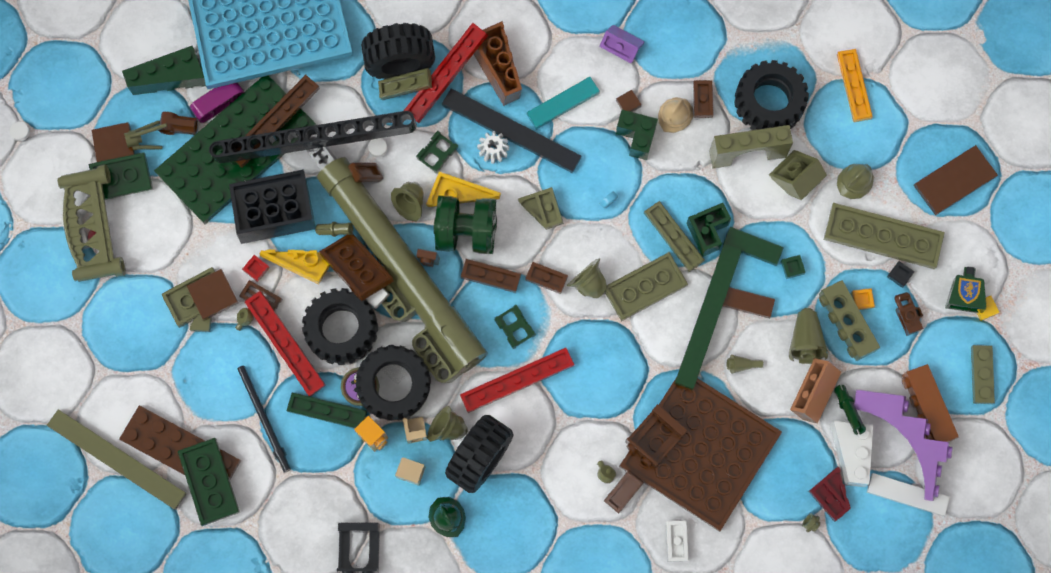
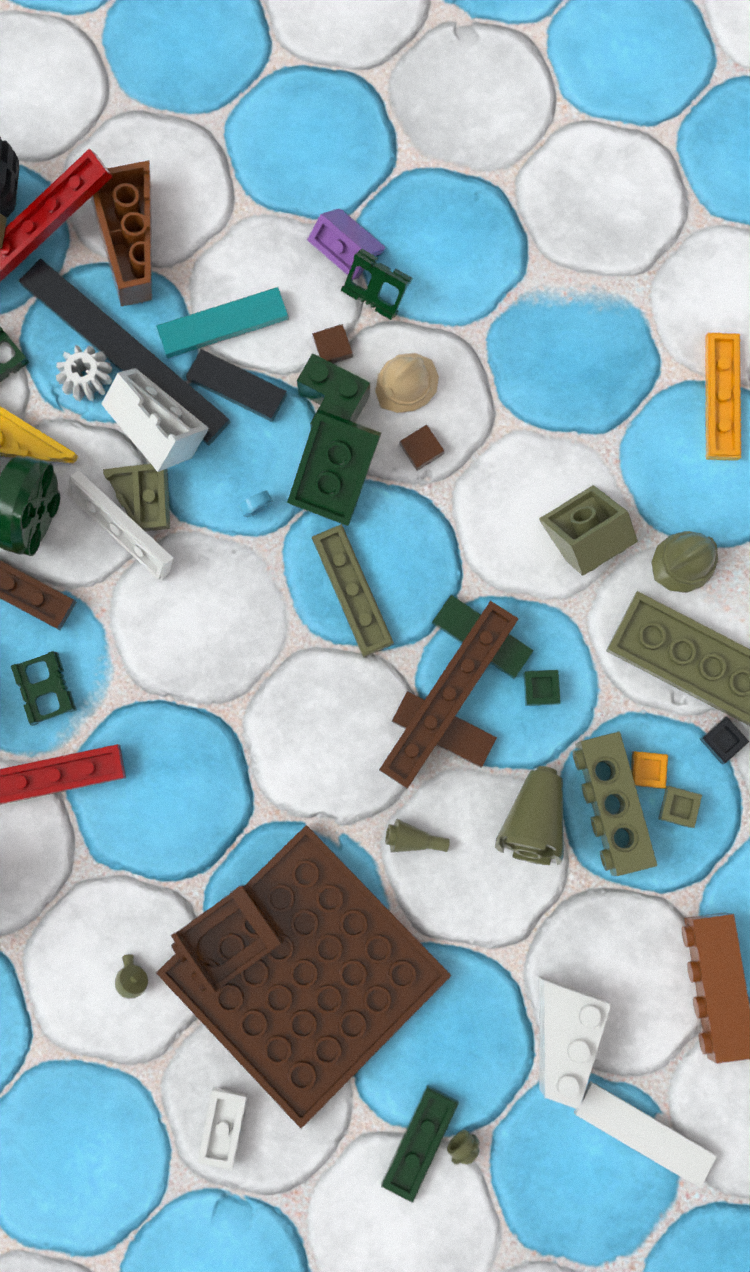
camera: 10 degrees right, 5 degrees up
(535, 227) = (119, 525): none -> white tile
(540, 164) = (153, 420): none -> white wedge
(546, 277) = (117, 615): reddish brown plate -> none
(580, 136) = (236, 385): none -> black tile
(590, 281) = (187, 639): olive piece -> none
(623, 491) = (152, 1020): reddish brown tile -> none
(645, 286) = (281, 666): olive tile -> none
(647, 58) = (379, 275): none -> dark green piece
(649, 170) = (333, 467): none -> dark green plate
(693, 149) = (421, 447): none -> reddish brown tile
(703, 98) = (458, 365): reddish brown plate -> none
(704, 228) = (405, 583): dark green brick -> none
(708, 317) = (372, 745): dark green tile -> none
(743, 280) = (448, 694): none -> reddish brown plate
(775, 75) = (585, 348): black tyre -> none
(775, 141) = (558, 461): olive arch -> none
(786, 526) = (419, 1143): none -> dark green tile
(815, 390) = (527, 916): nougat brick -> none
(831, 495) = (511, 1106): dark red wing -> none
(846, 403) = (575, 952): dark green pin -> none
(885, 315) = (680, 807): none -> olive plate
(908, 314) = (721, 814): reddish brown piece -> none
(929, 452) = (681, 1027): medium lavender arch -> none

